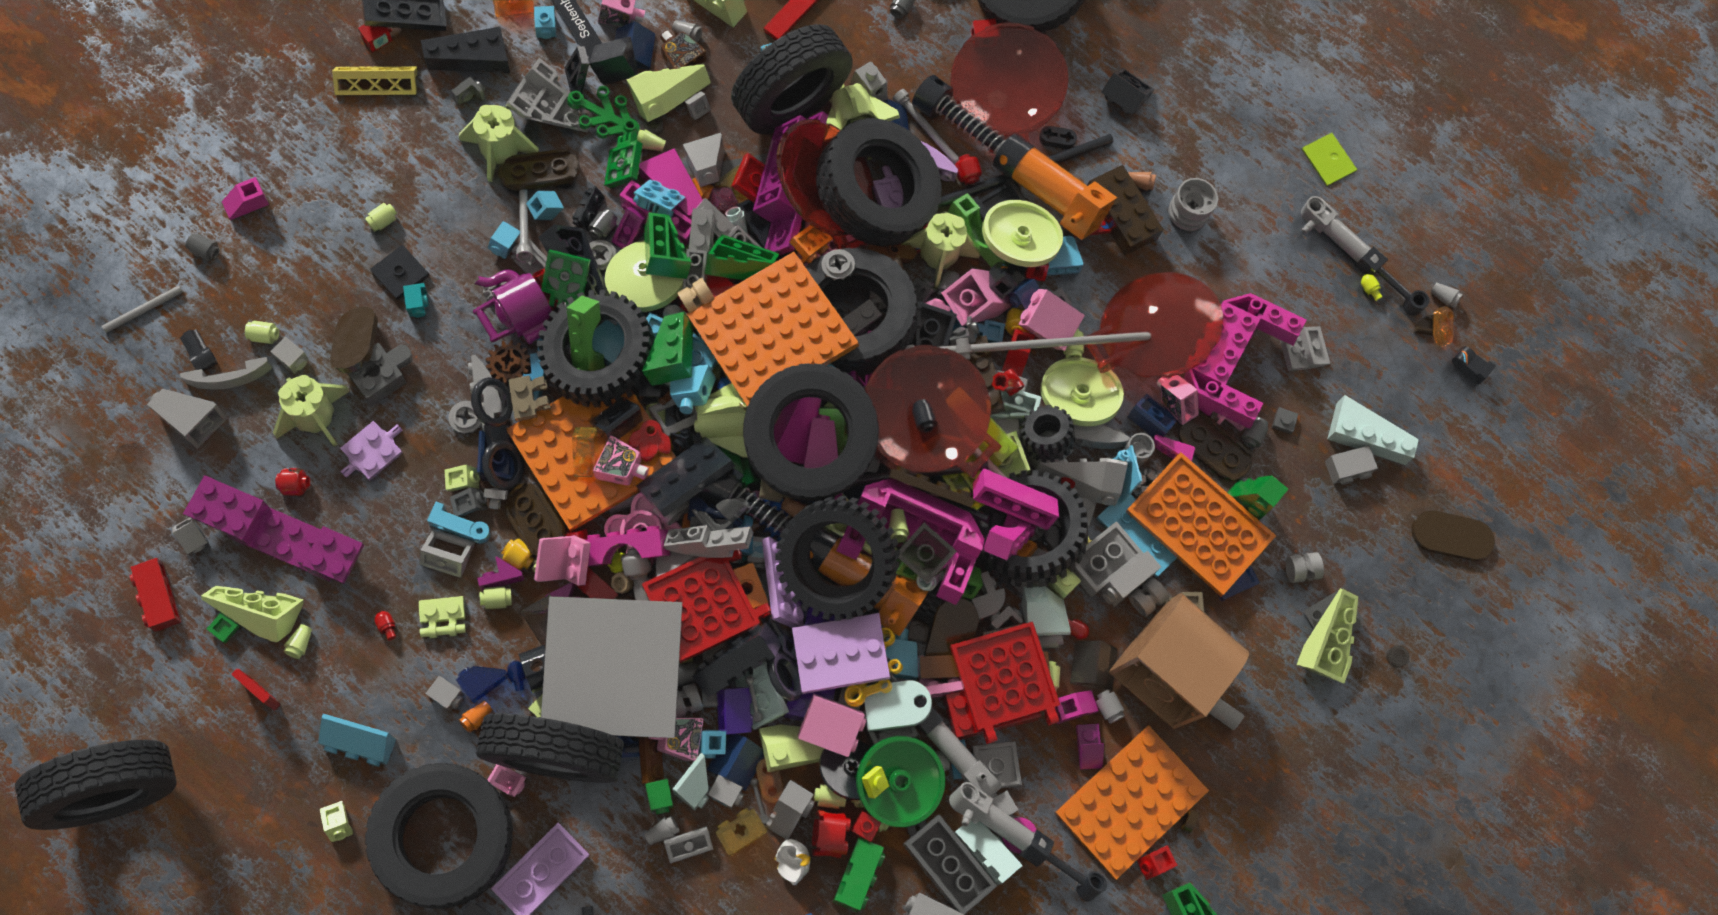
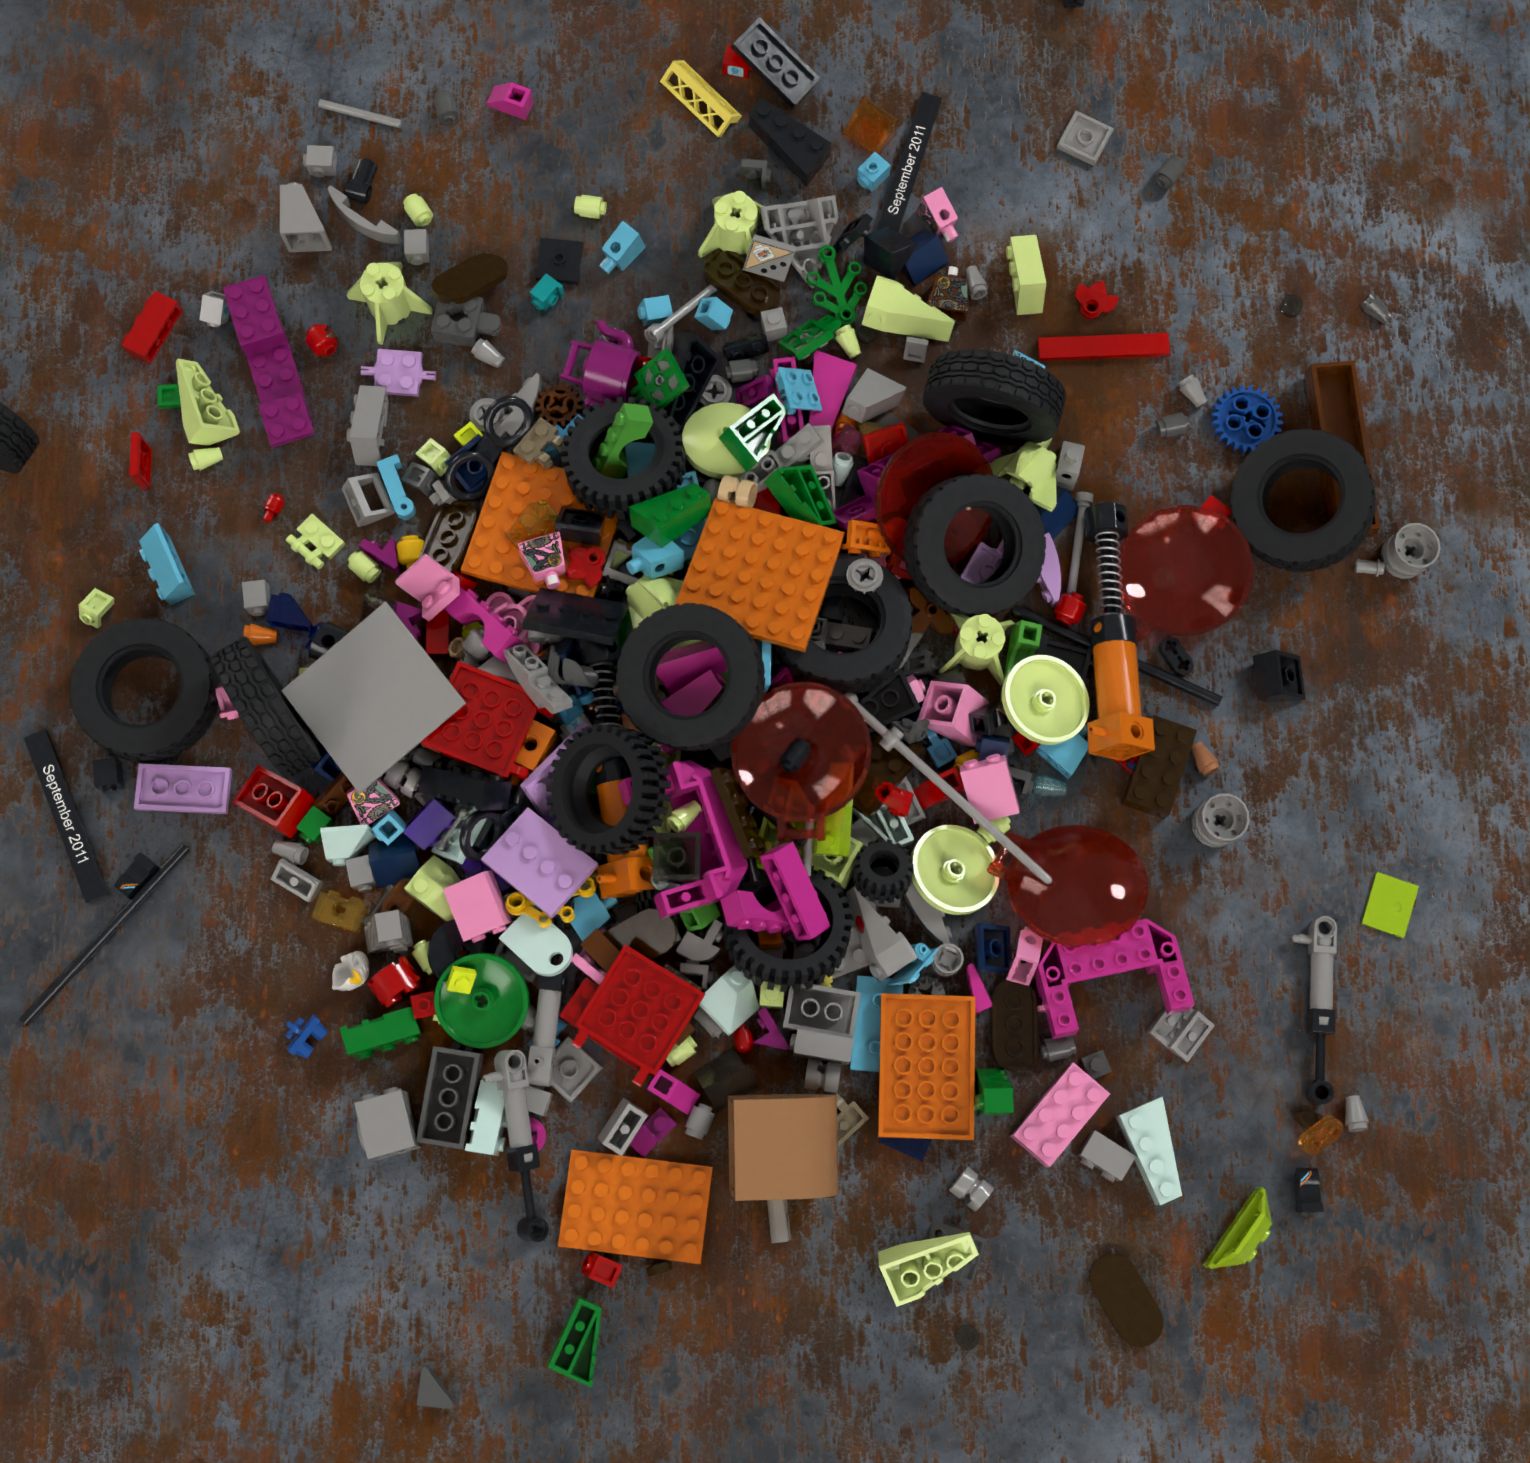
camera: 60 degrees right, 5 degrees up
(151, 365) = (320, 160): none -> light grey brick
(393, 502) = (368, 424): none -> light grey wedge
(420, 377) = (487, 353): none -> light grey cone
(435, 216) = (621, 248): none -> medium azure torso
(469, 442) = (467, 433): none -> neon yellow plate
(543, 134) = (769, 258): none -> tile
(590, 174) = (773, 324): none -> light grey brick
(613, 811) = (274, 801): none -> red slope
(1071, 761) = (622, 1126): none -> light grey brick
(1076, 286) = (1048, 786): none -> clear light blue cone
(1093, 606) = (773, 1038): none -> magenta slope
(1301, 469) = (1060, 1115): none -> bright pink brick
(1371, 286) = (1298, 1040): neon yellow cylinder -> none
(1468, 425) = (1243, 1234): none -> lime wedge

